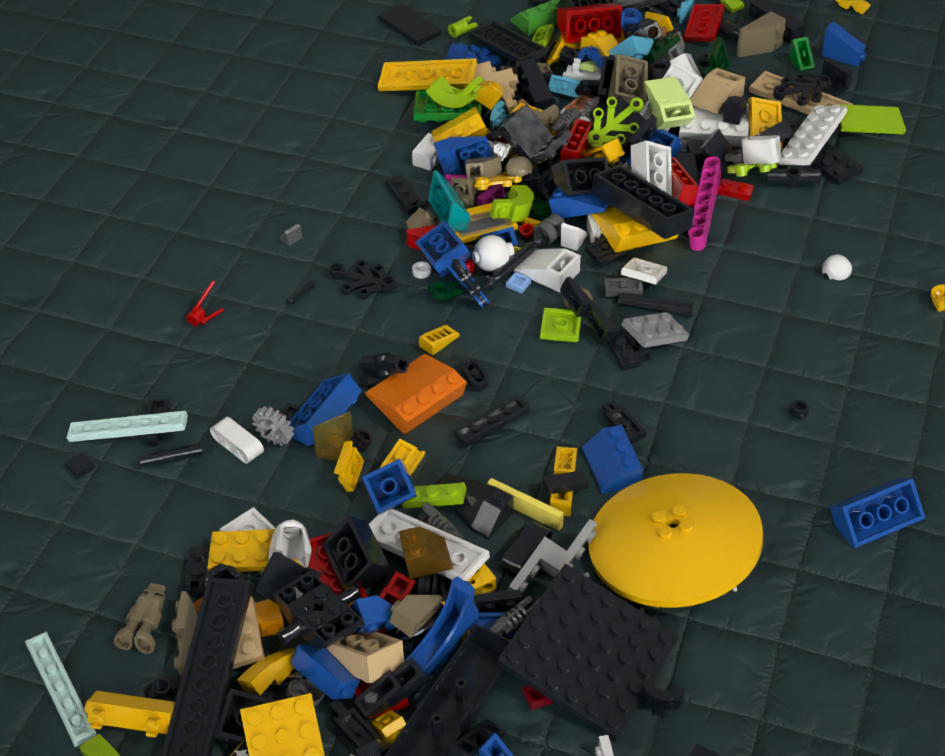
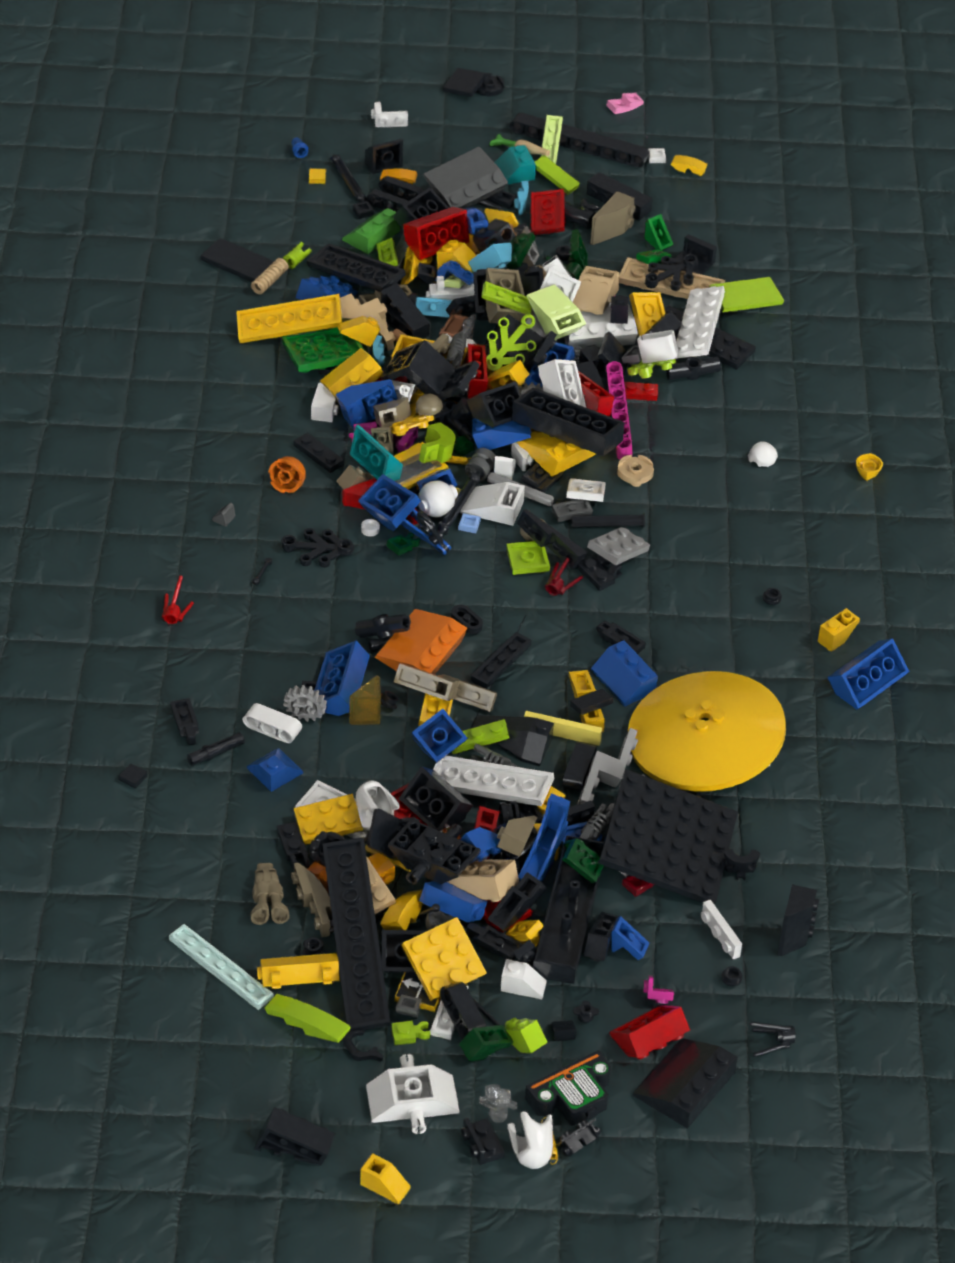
camera: 20 degrees left, 0 degrees up
(127, 426) = (163, 730): light aqua tile -> none
(219, 487) = (274, 769): none -> blue slope
(349, 466) = (390, 726): yellow plate -> none
(363, 207) = (287, 474): none -> orange cylinder
(420, 437) = (445, 687): none -> dark tan bracket
(424, 552) = (497, 785): pearl gold slope -> none
(426, 339) = (419, 595): yellow slope -> none
(430, 39) = (269, 276): none -> tan piece
(451, 97) = (331, 340): lime arch -> none
(480, 655) = (582, 859): none -> dark green bracket
(528, 228) = (457, 469): red hinge -> none
(578, 355) = (555, 583): none -> dark red plant
(585, 262) = (529, 492): none -> light grey axle
(626, 82) = (506, 298): none -> lime tile
(710, 262) = (635, 477): none -> tan plate
(788, 72) = (652, 256): none -> green tile
(842, 46) = (696, 218): blue slope -> none
(857, 457) = (837, 629): none -> yellow slope

